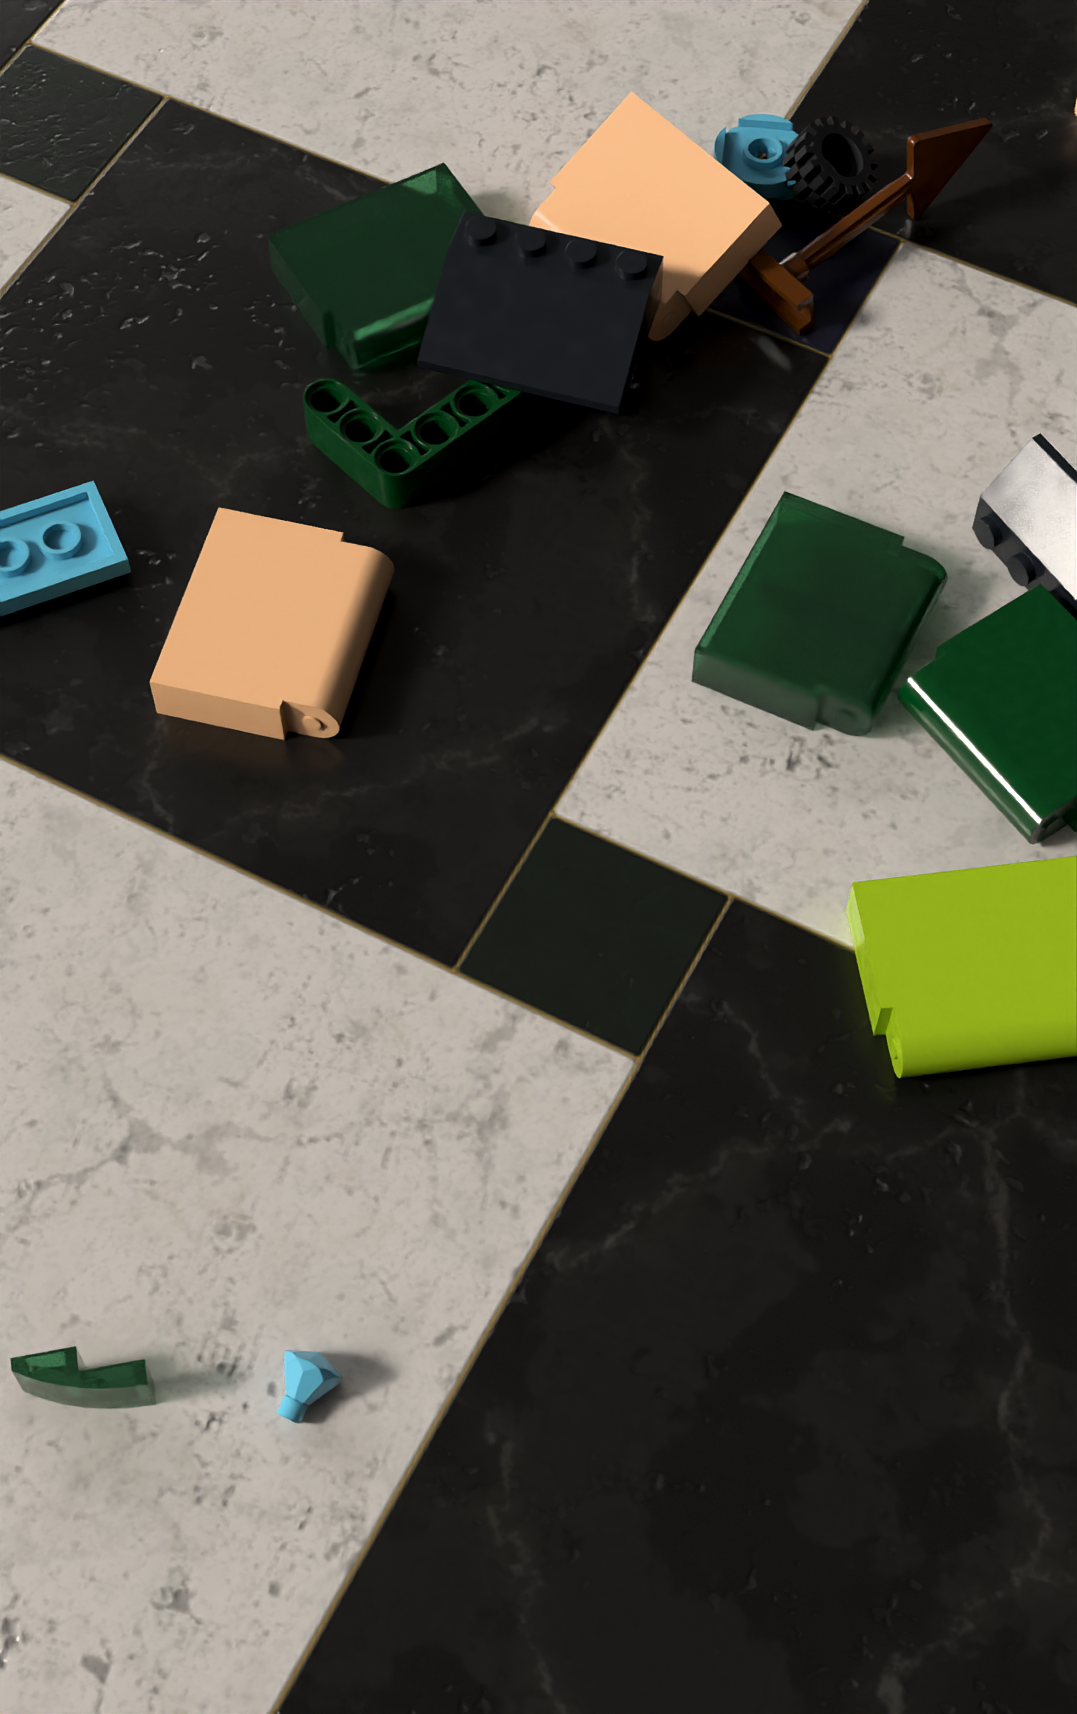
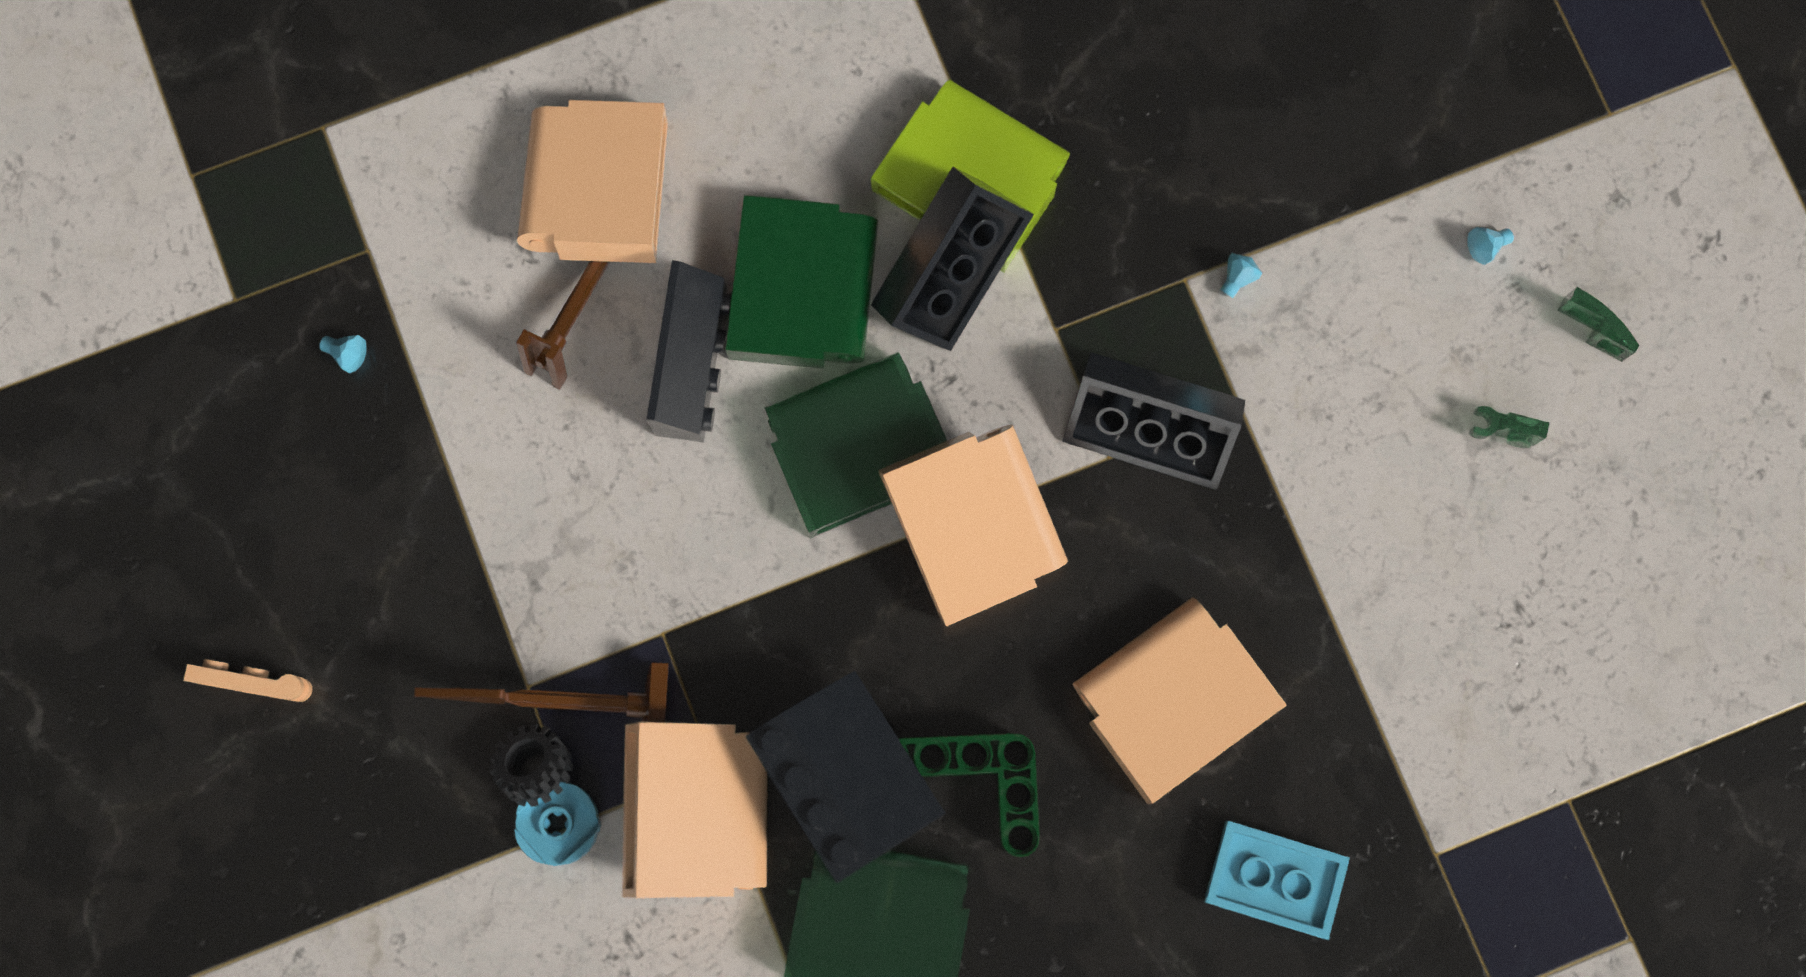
camera: 140 degrees left, 20 degrees up
(106, 1170) = (1516, 428): none -> clear green plate
(539, 869) = (1154, 421): none -> black slope
(582, 1106) = (1240, 272): none -> medium azure rock
(635, 608) = (974, 521): none -> light nougat piece
(911, 830) = (951, 259): none -> black slope

